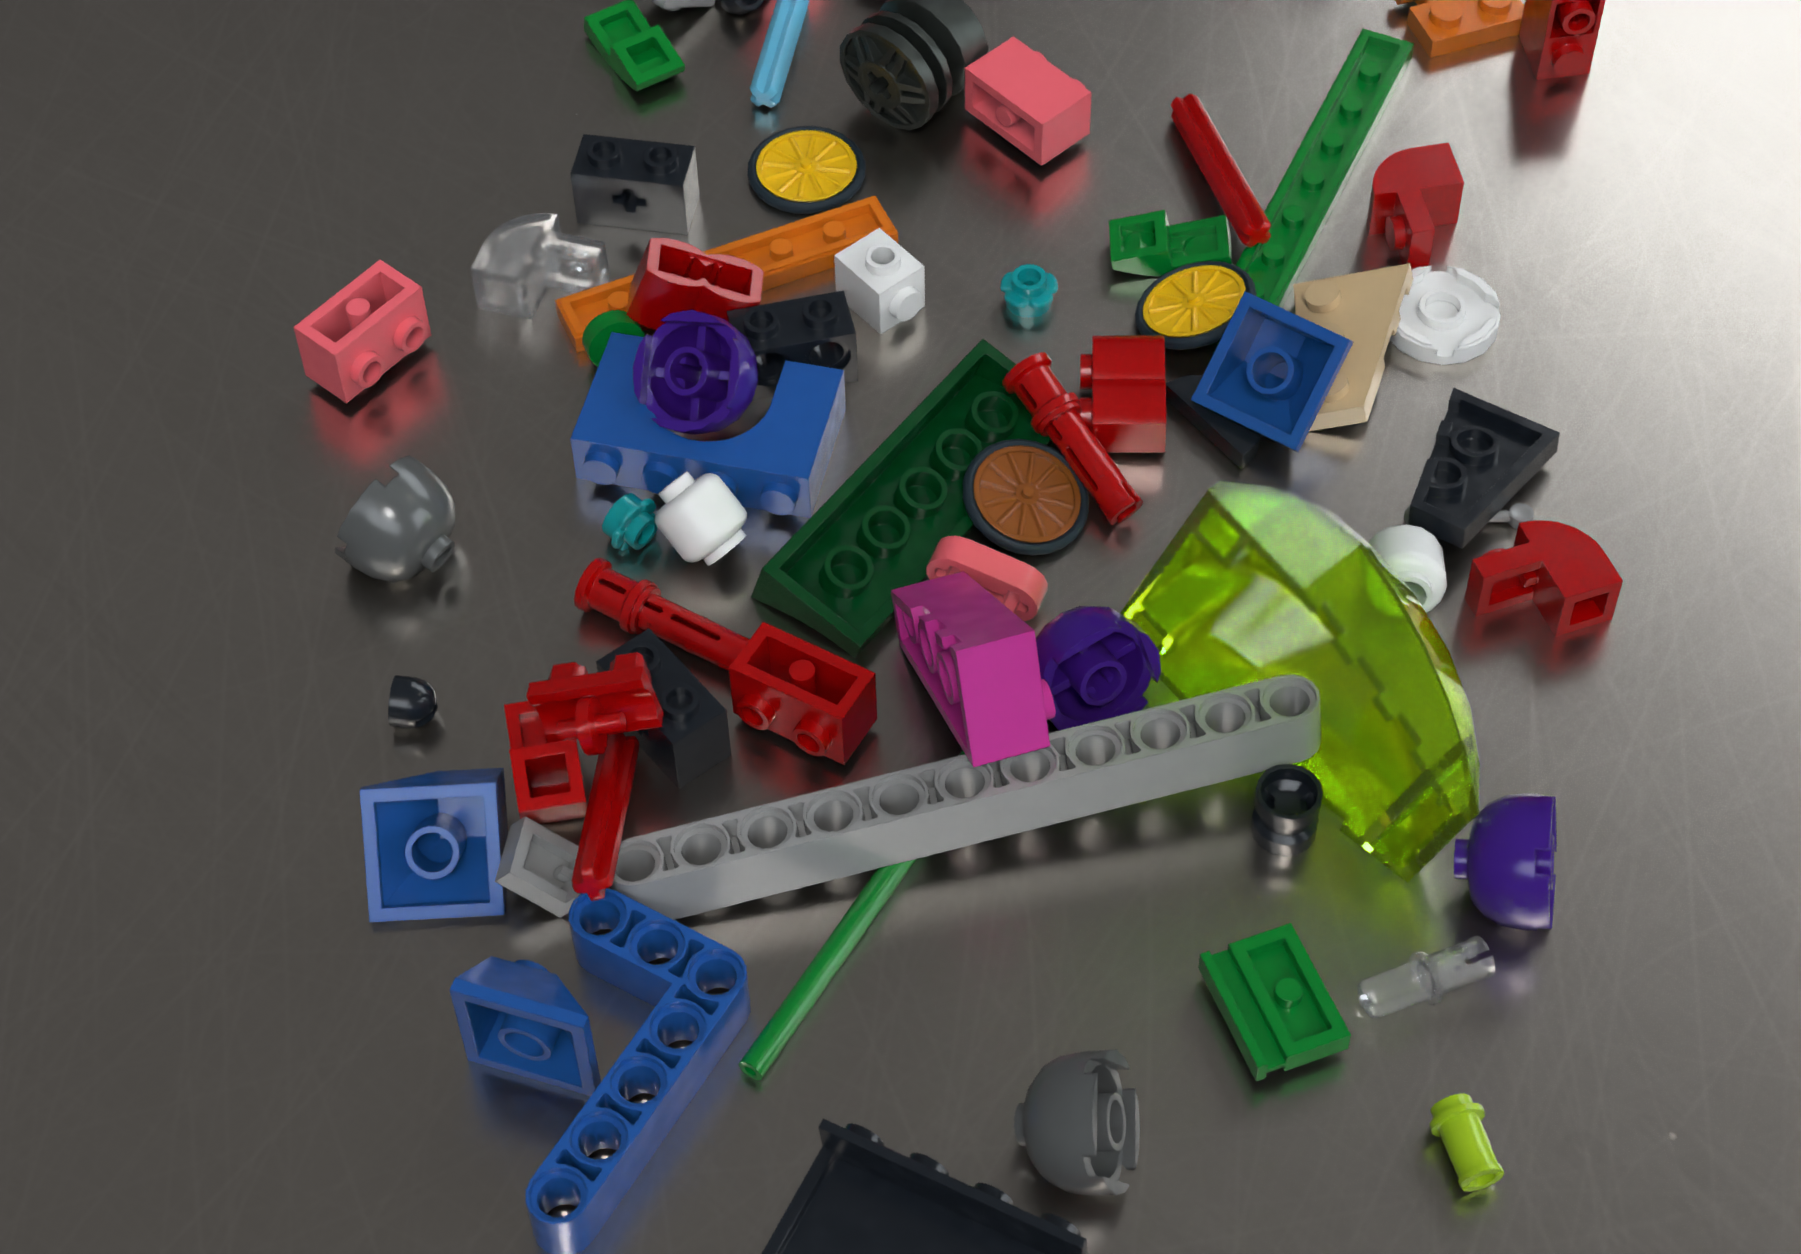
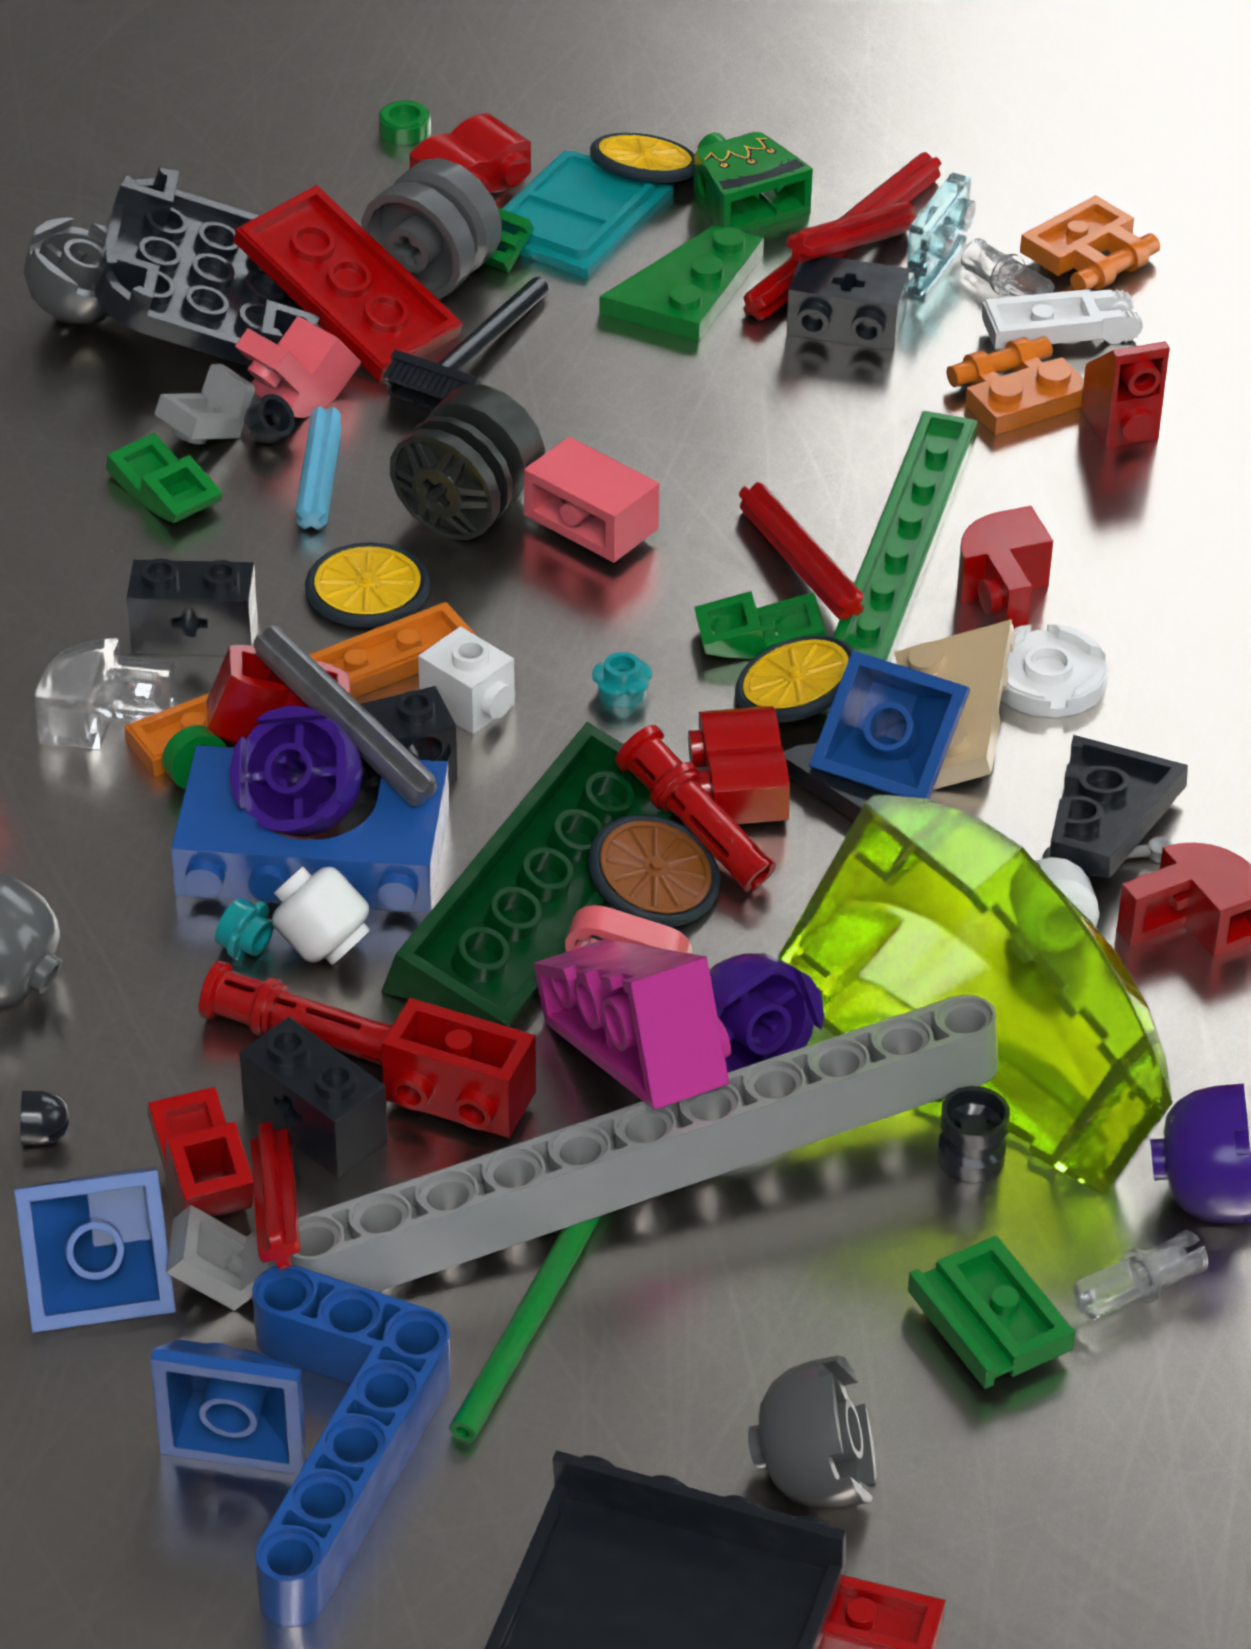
camera: 10 degrees left, 10 degrees down
(596, 703) = (251, 1084): red hips -> none
(749, 318) = (328, 697): none -> flat silver axle
(1466, 1142) = (1197, 1406): lime pin -> none

